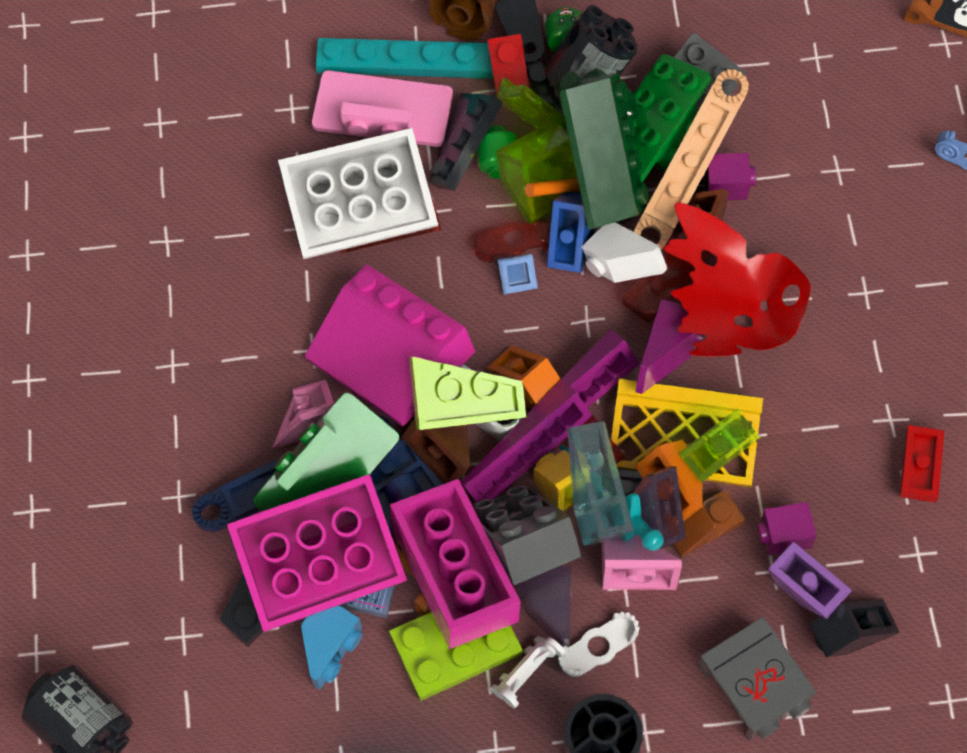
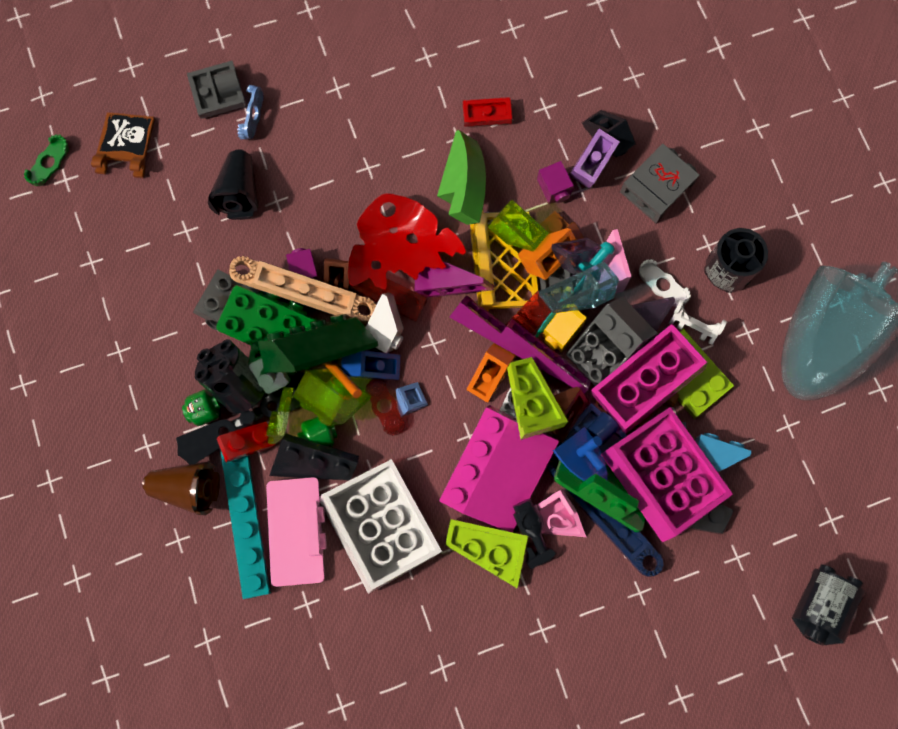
camera: 105 degrees left, 10 degrees up
(292, 323) = (490, 548): none -> lime wing
(305, 375) = (531, 524): none -> black piece
(367, 447) = (582, 455): none -> blue shield
(816, 399) = (464, 180): none -> bright green slope
(865, 115) = (235, 187): none -> black cone

